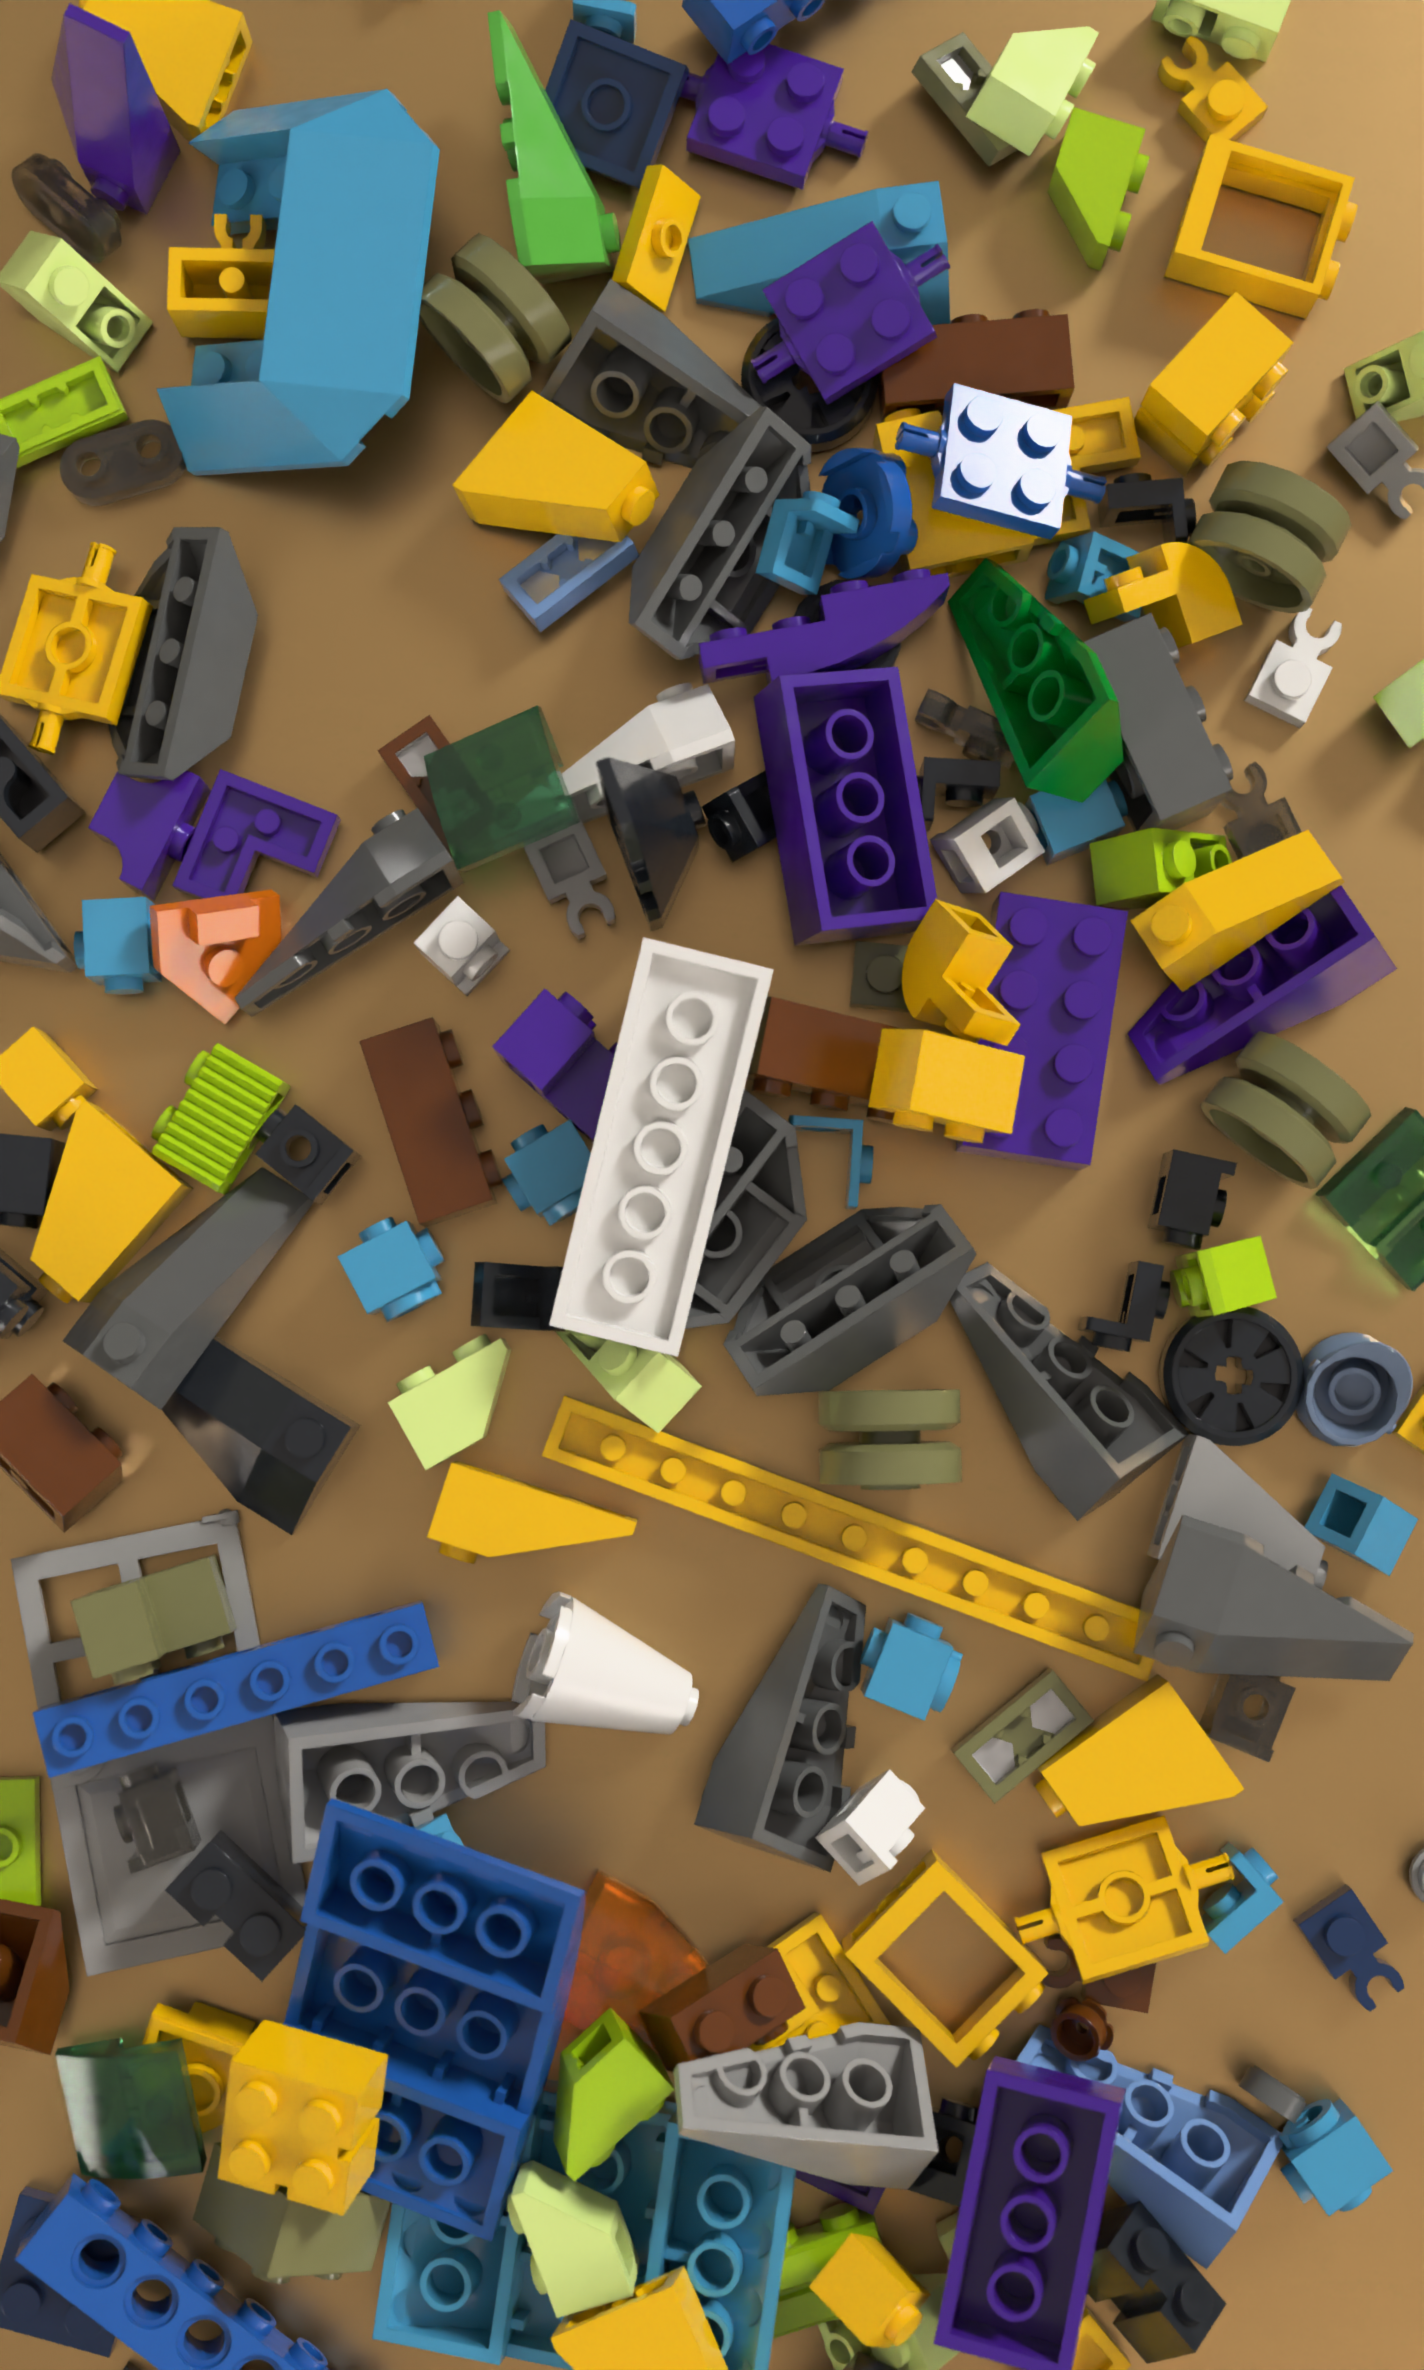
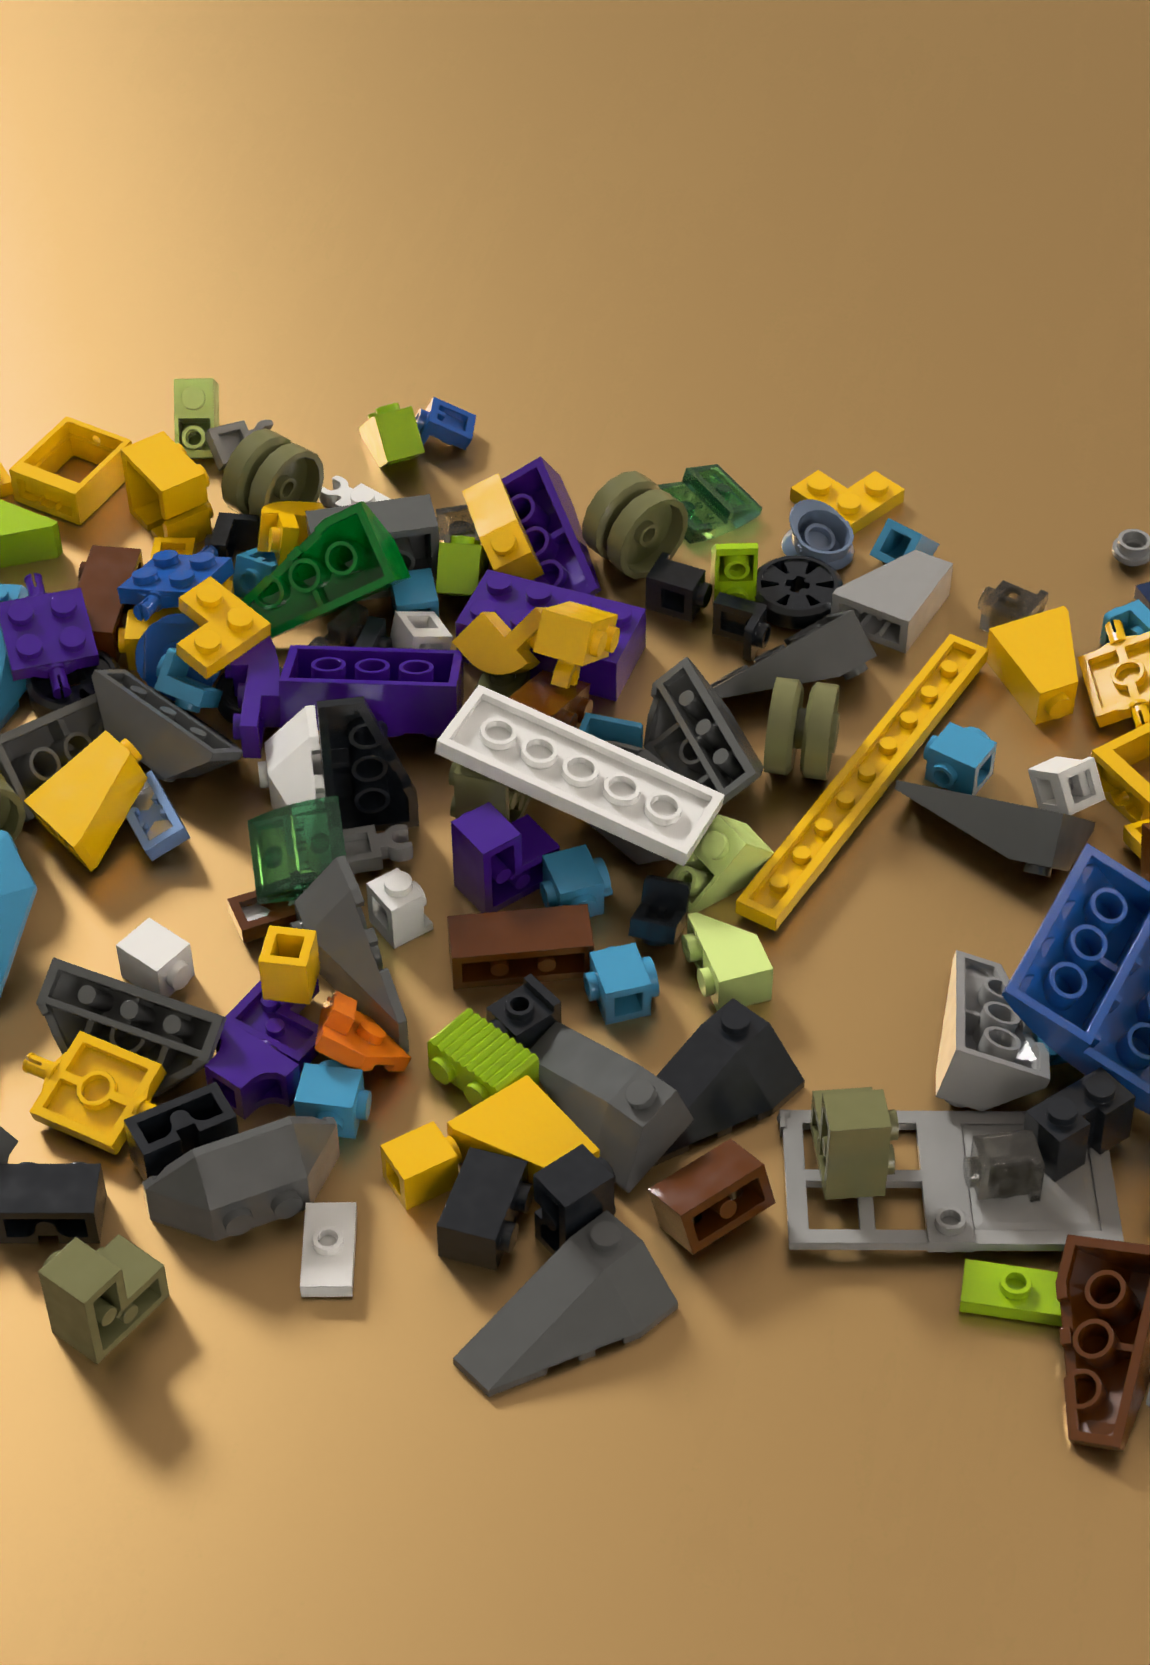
camera: 75 degrees left, 40 degrees down
(234, 1688) = (912, 1086): blue brick -> none
(279, 834) = (289, 964): none -> yellow brick
(309, 654) = (155, 959): none -> white brick
(506, 1516) = (811, 951): yellow slope -> none
(599, 1675) = (932, 912): white cone -> none
(880, 574) = (225, 629): none -> yellow plate
(1022, 1735) = (1015, 716): olive piece -> none
(1236, 1612) = (948, 581): dark grey wedge -> none

